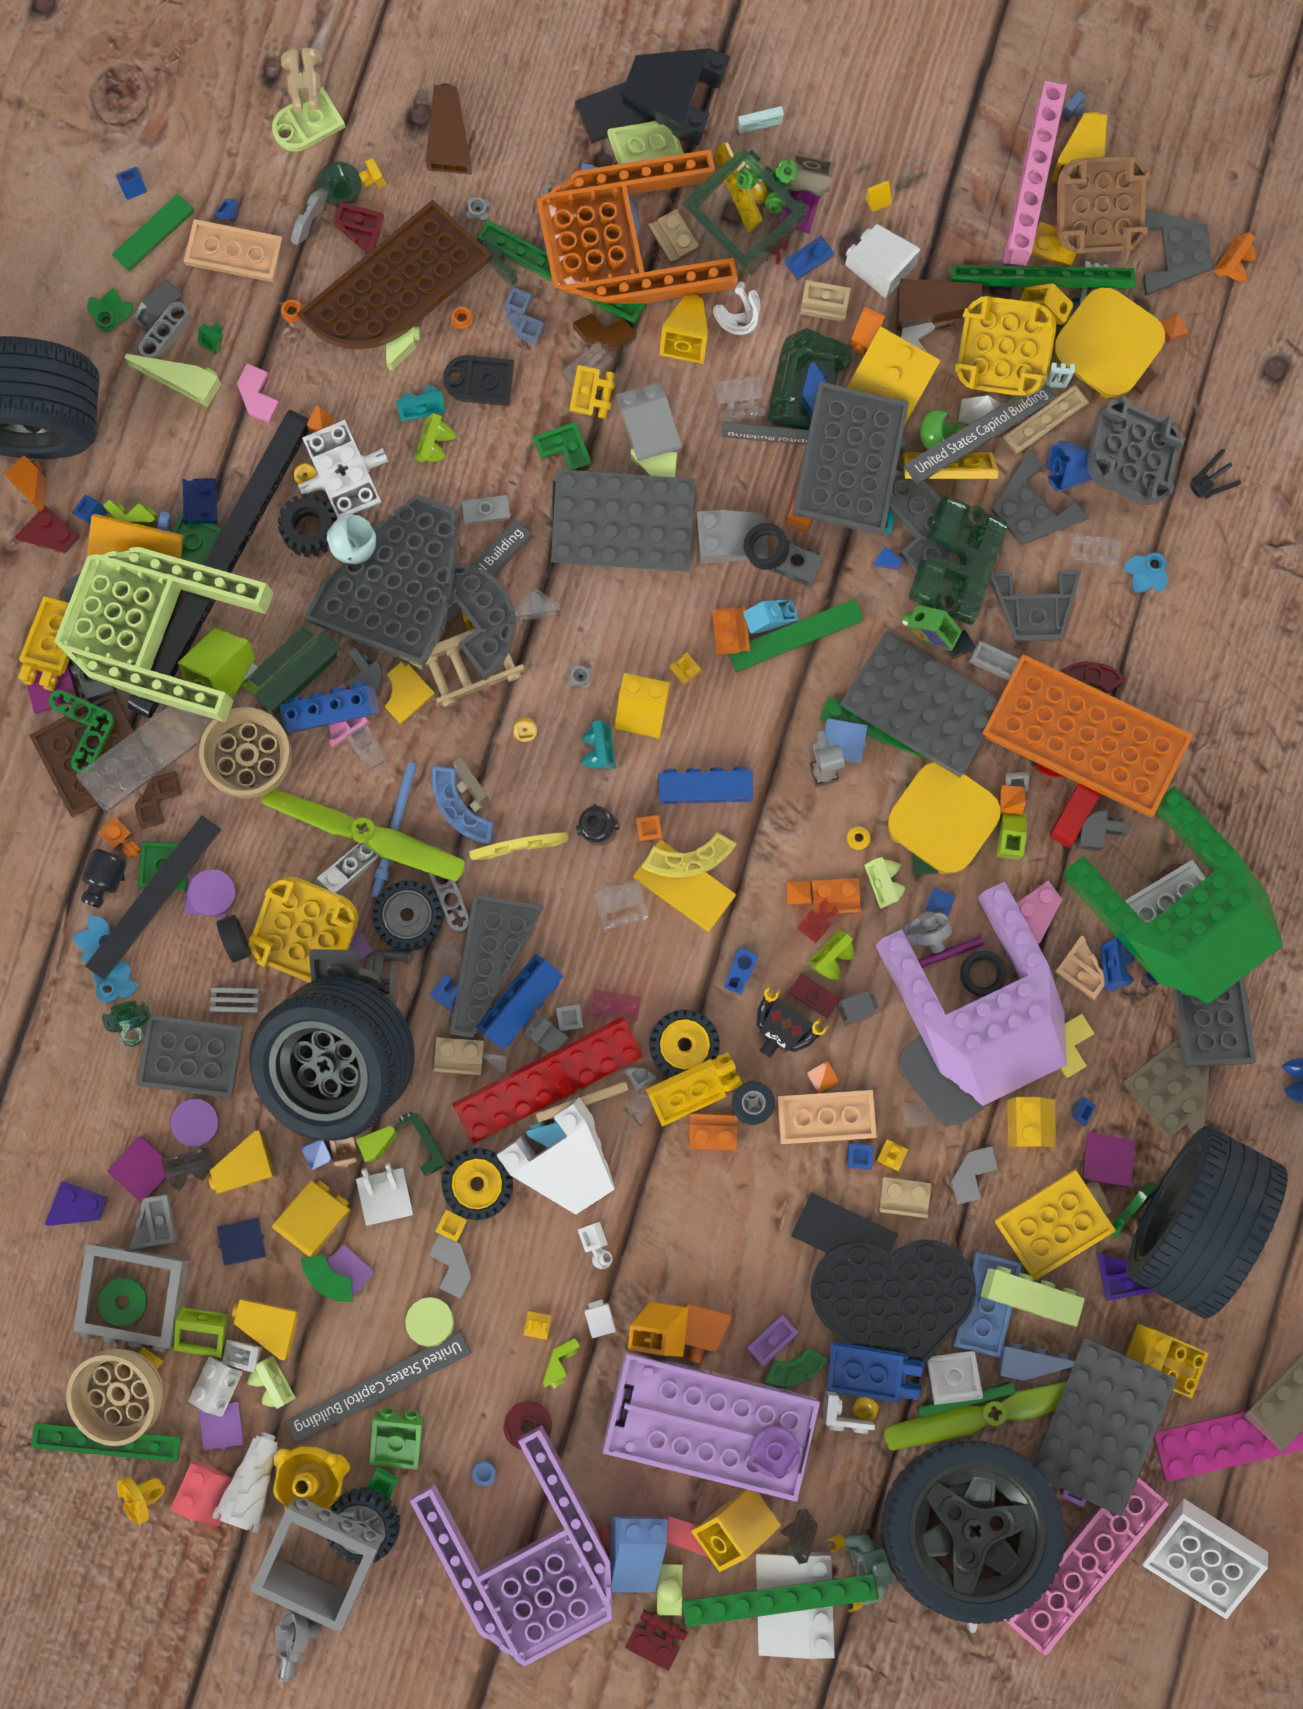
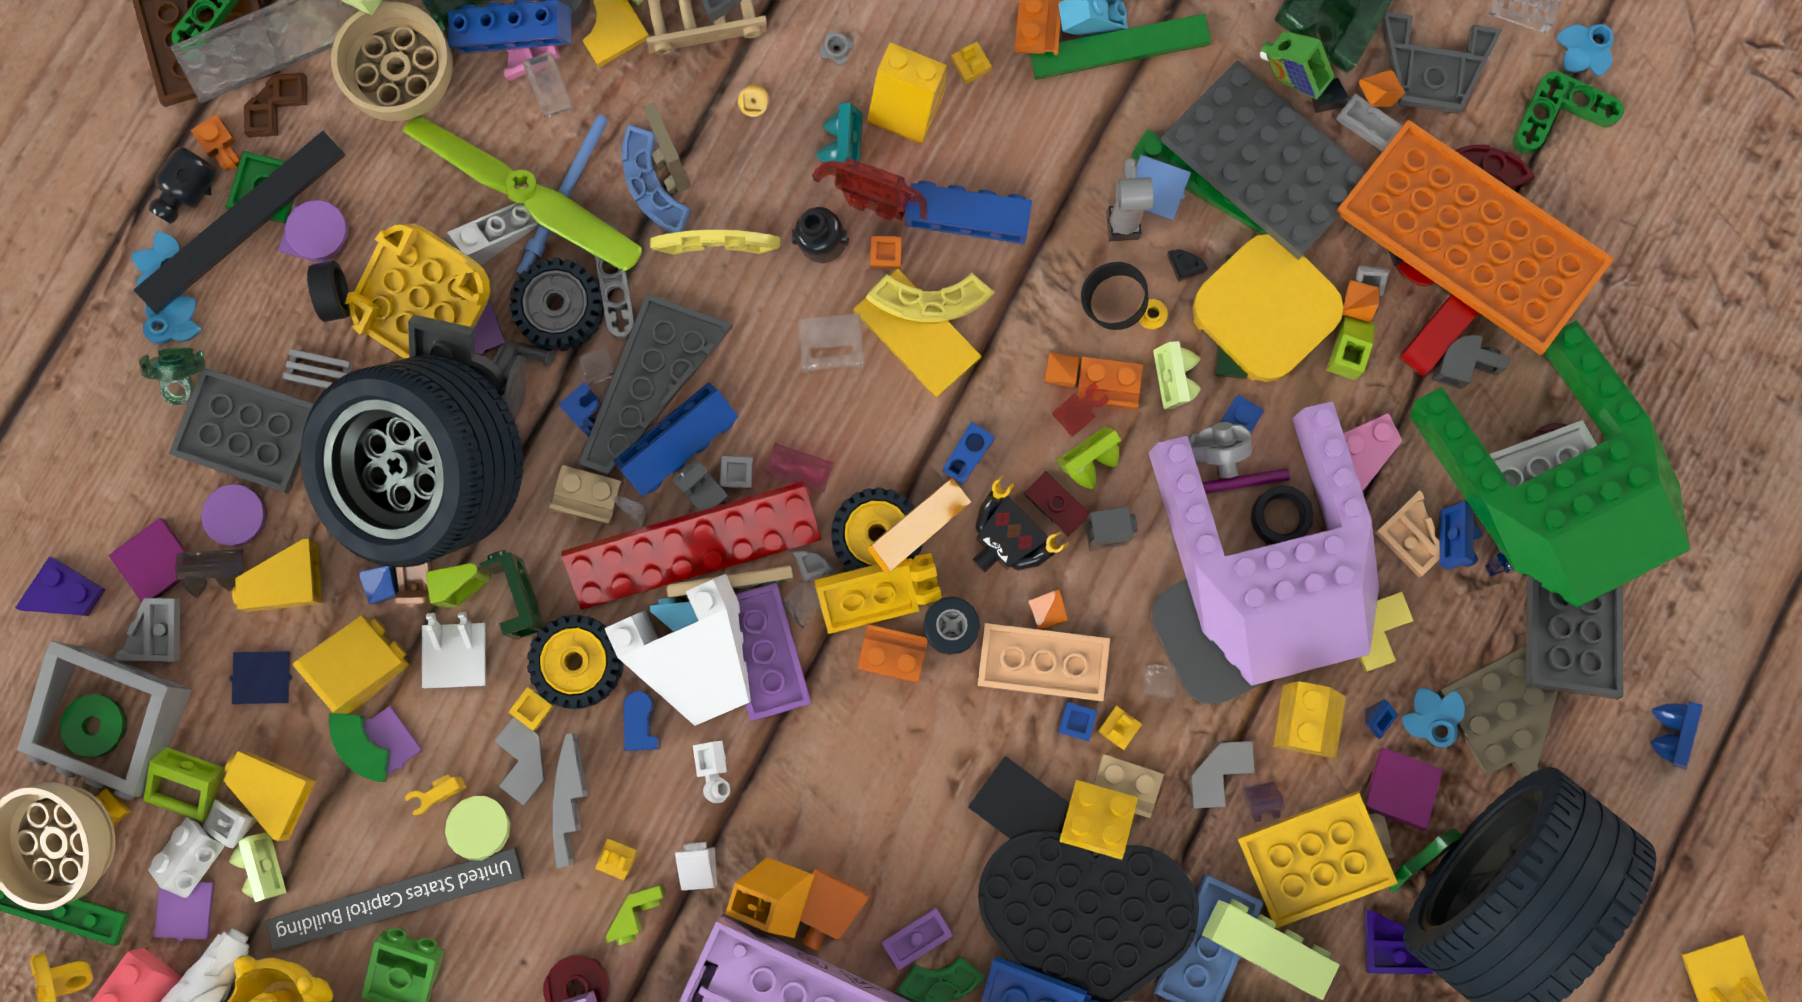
camera: 15 degrees right, 0 degrees up
(397, 1297) = (443, 789): none -> yellow plate
(492, 1278) = (569, 786): none -> light grey slope
(531, 1212) = (637, 722): none -> blue leg
(622, 1150) = (770, 654): none -> medium lavender plate
(631, 783) = (872, 188): none -> clear red plate
(715, 1033) = (918, 525): none -> light orange tile
(812, 817) = (1104, 272): none -> black tyre
(876, 794) = (1185, 264): none -> black tile
(889, 1226) = (1099, 819): none -> yellow plate
(999, 633) = (1382, 89): none -> orange slope
(1007, 1188) = (1263, 799): none -> tile
(1122, 1098) = (1432, 712): none -> dark azure plate
(1137, 614) = (1563, 99): none -> green beam

